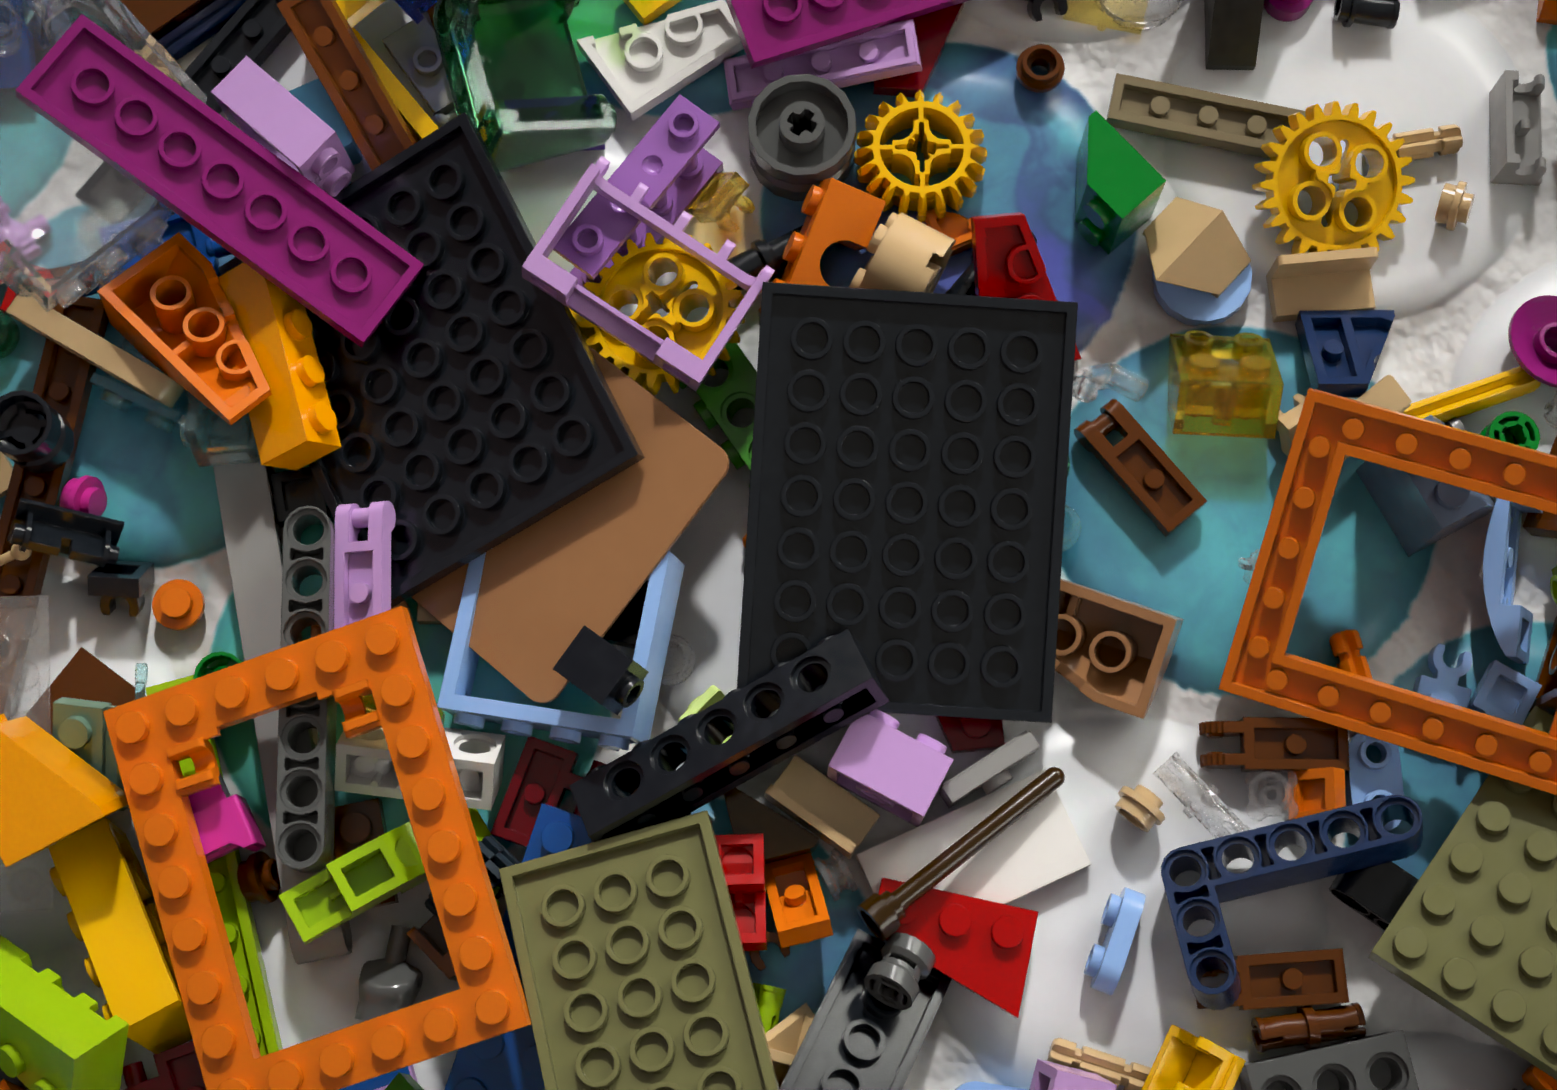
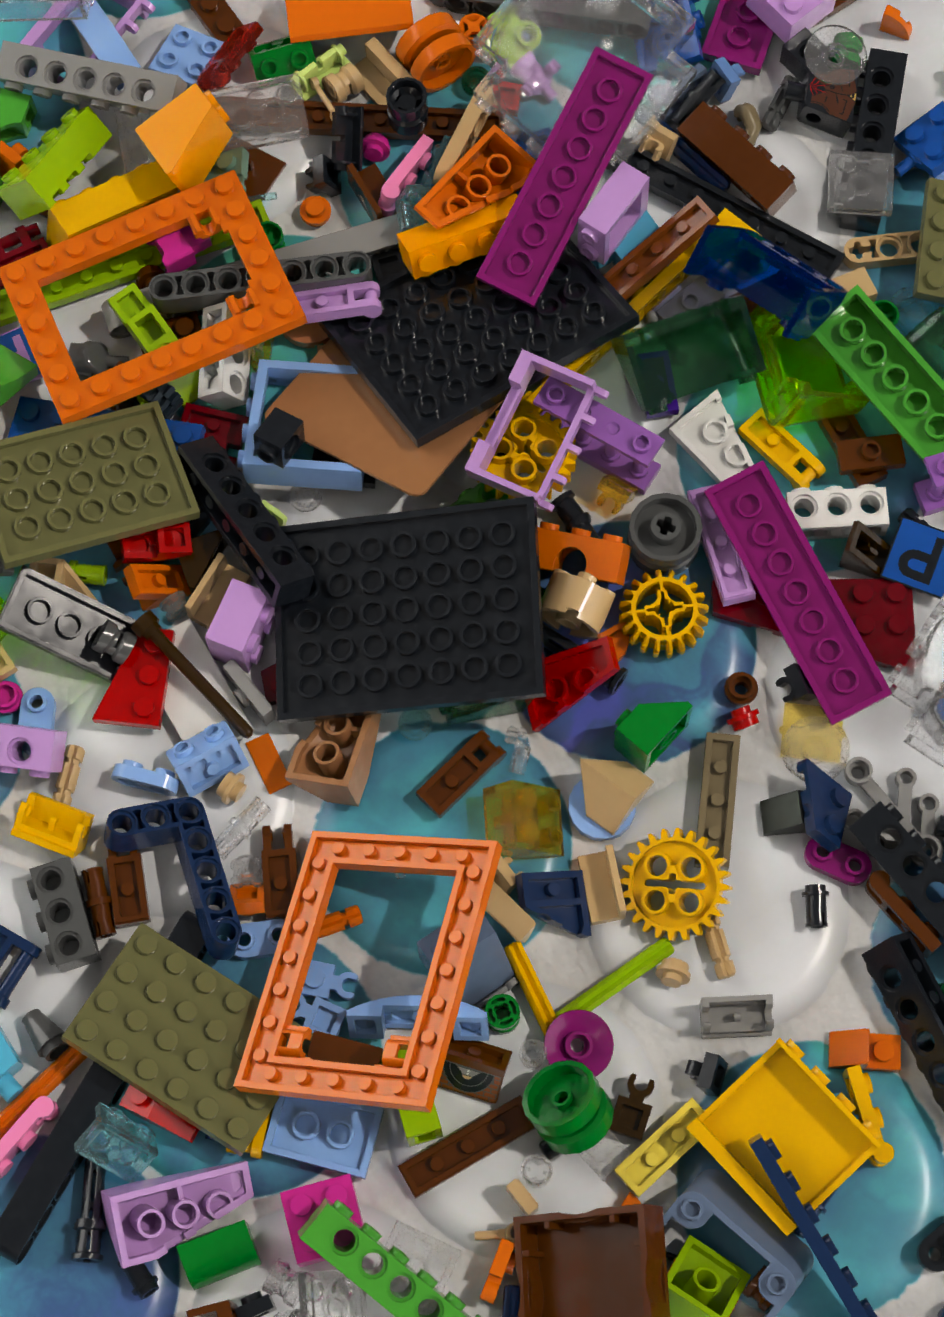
camera: 85 degrees right, 5 degrees down
(149, 454) = (405, 174): none -> bright pink plate
(167, 509) = (367, 188): none -> reddish brown panel
(1088, 68) = (743, 718): none -> red plate
(1088, 842) = (207, 758): none -> light blue bracket
(1097, 751) = (268, 763): none -> orange sticker
(1459, 284) = (621, 977): none -> lime axle

